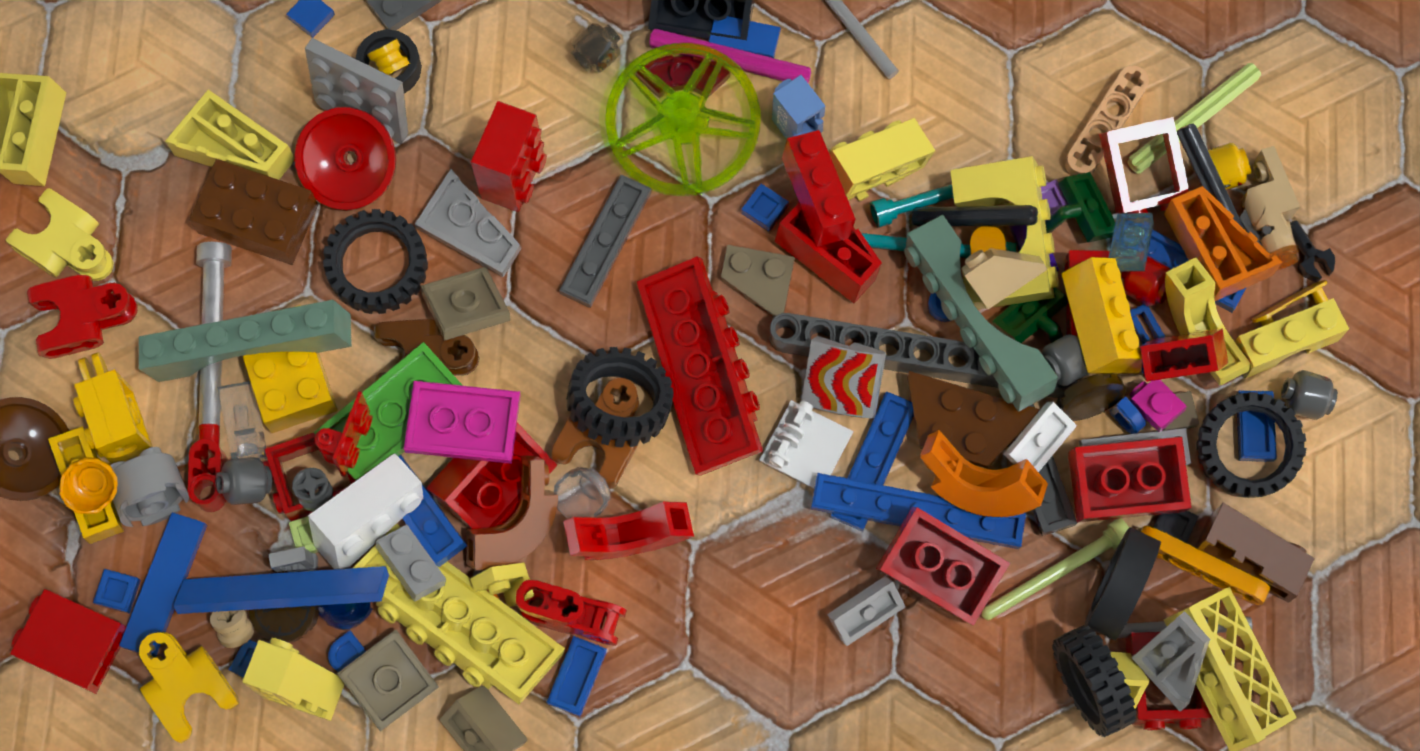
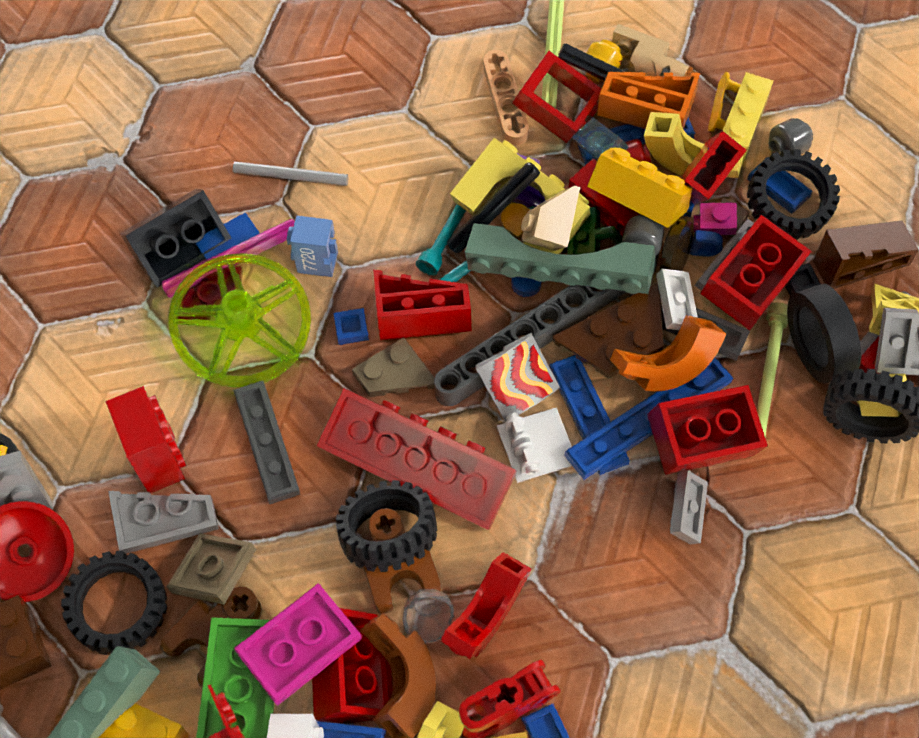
camera: 45 degrees left, 10 degrees down
(596, 47) = (133, 326): clear smoke head -> none
(818, 188) = (381, 272): red brick -> none
(881, 157) = (393, 234): light yellow wedge -> none
(1087, 207) = (549, 150): dark green plate -> none
(1209, 568) = (862, 280): light orange beam -> none
(1311, 254) = (711, 63): black bar -> none

